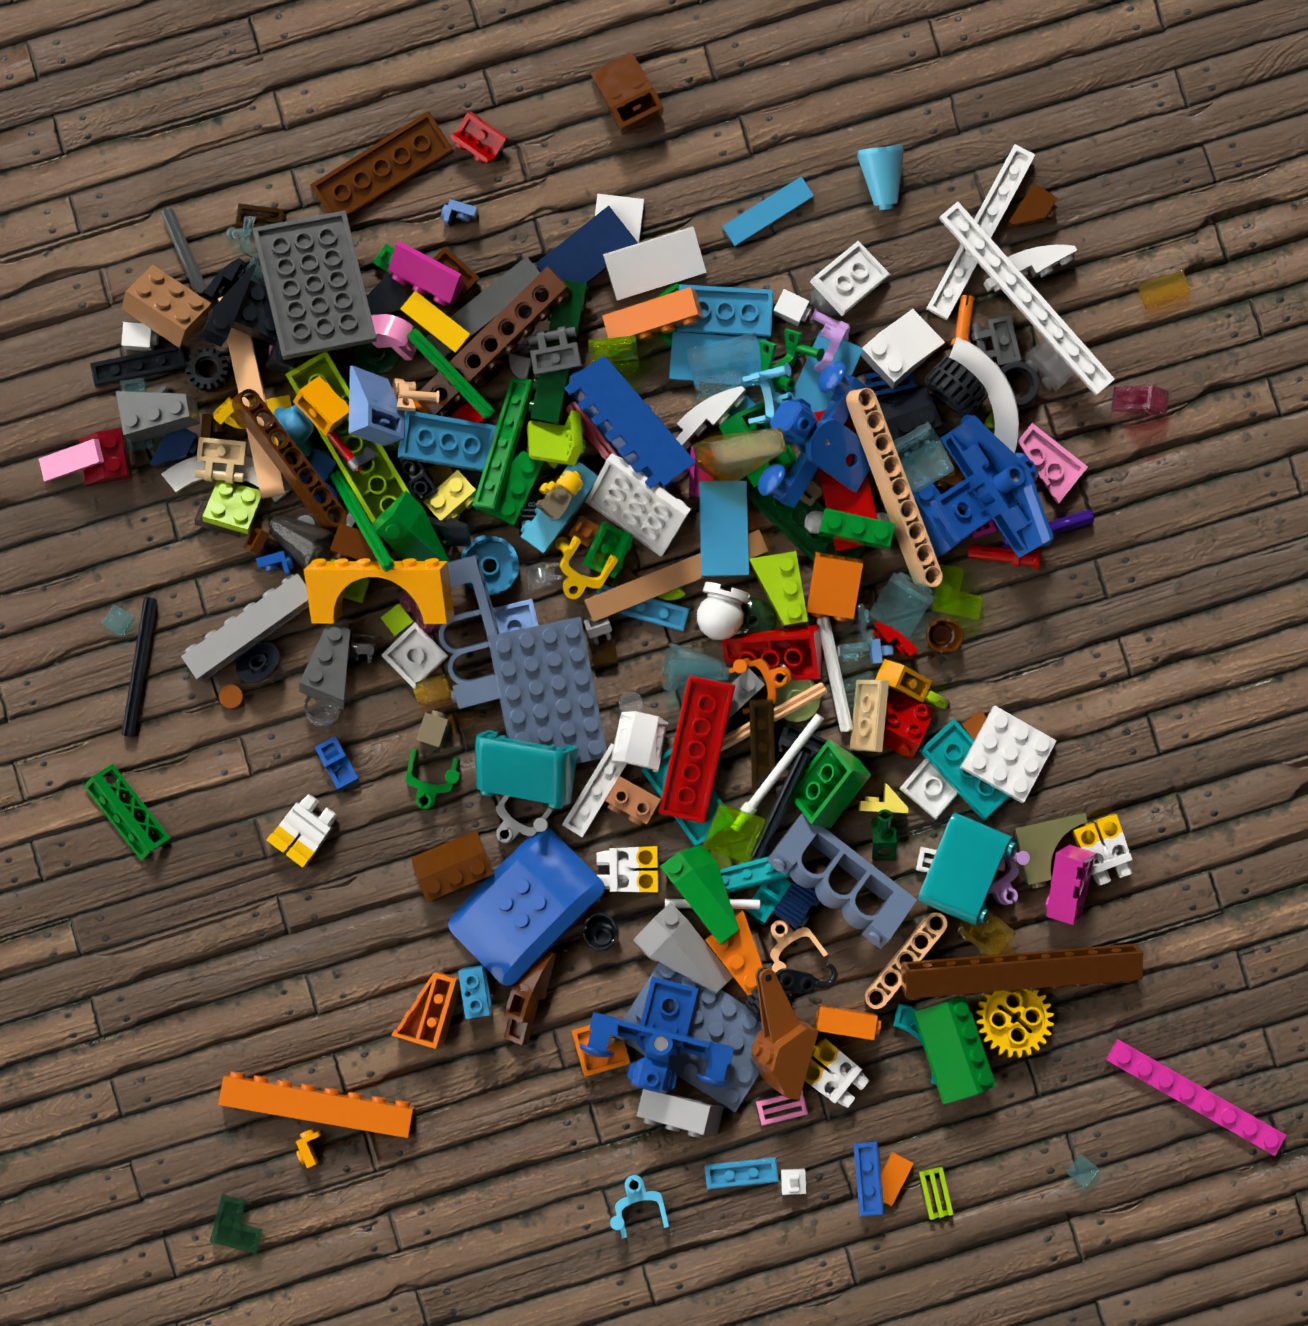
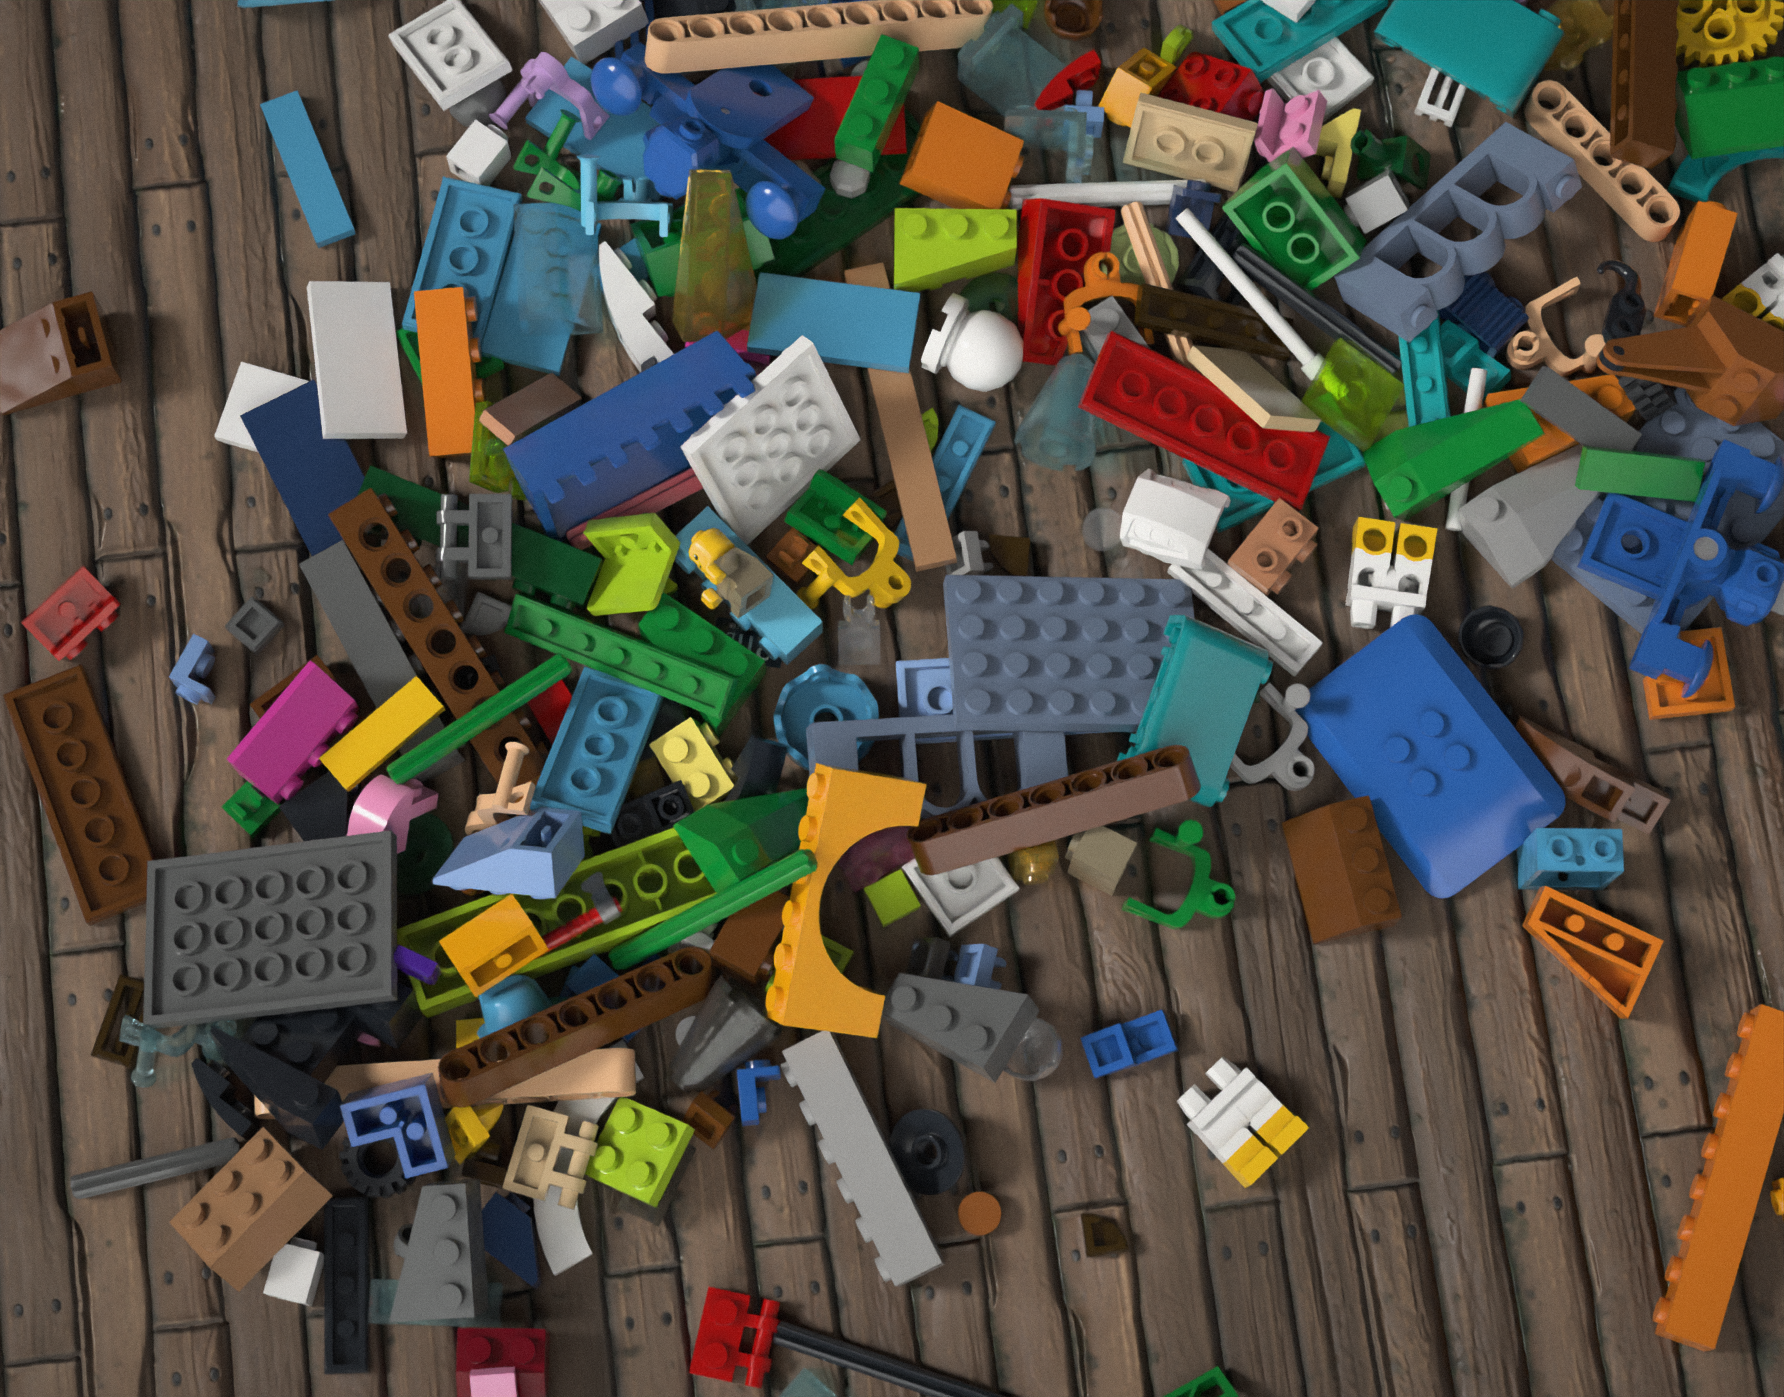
camera: 85 degrees left, 10 degrees down
(144, 569) = (721, 1335): none -> red plate
(225, 376) = (410, 1114): none -> blue brick
(230, 765) = (1102, 1237): none -> dark brown tile
(305, 366) = (417, 965): none -> dark purple tile
(364, 672) = (977, 965): none -> medium blue tile
(449, 698) = (1054, 810): none -> reddish brown beam
(492, 239) = (254, 625): none -> dark grey tile
(638, 366) = (530, 409): none -> nougat tile
(709, 1004) = (1639, 473): none -> green tile
(720, 774) = (1253, 389): none -> tan tile
(733, 964) = (1577, 413): none -> dark grey tile
(832, 725) = (1195, 197): none -> dark blue bracket
(853, 830) = (1376, 202): none -> light grey brick
(890, 772) = (1289, 124): none -> bright pink bracket

